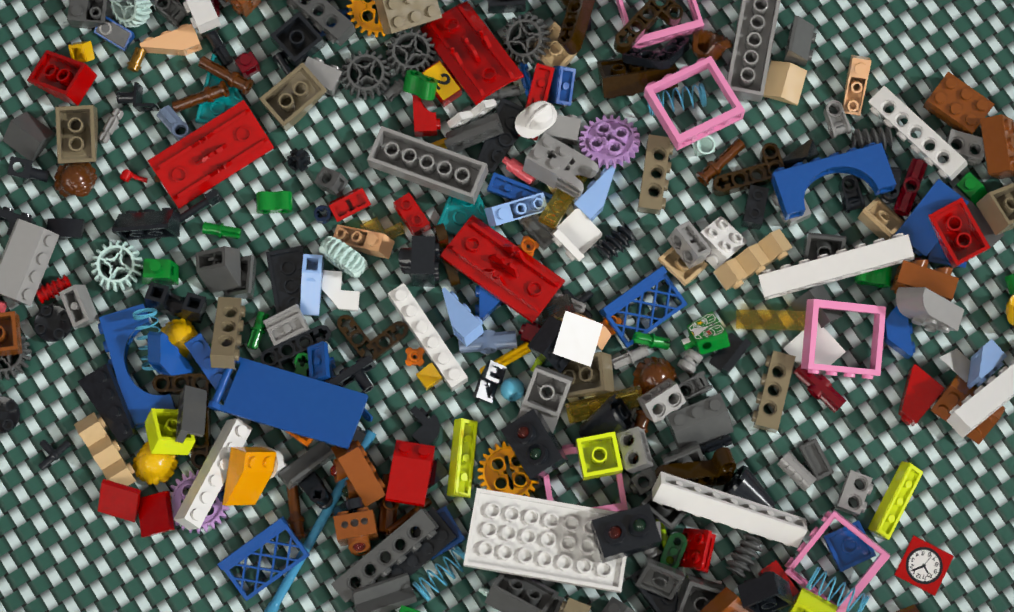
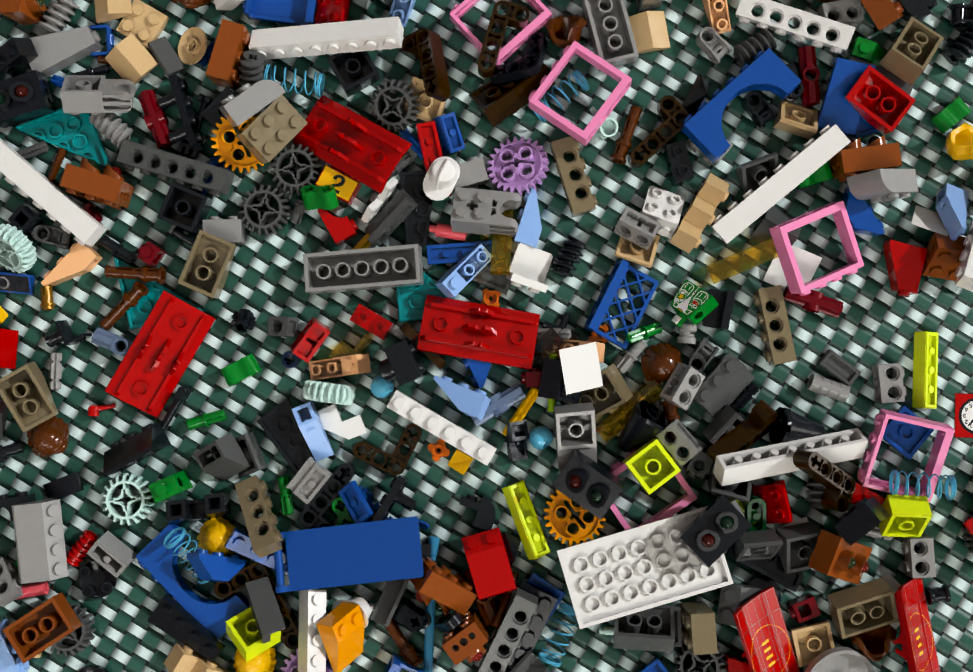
camera: 25 degrees left, 10 degrees up
(392, 276) = (381, 388): none -> medium azure piece
(755, 563) = (838, 483): none -> dark brown beam

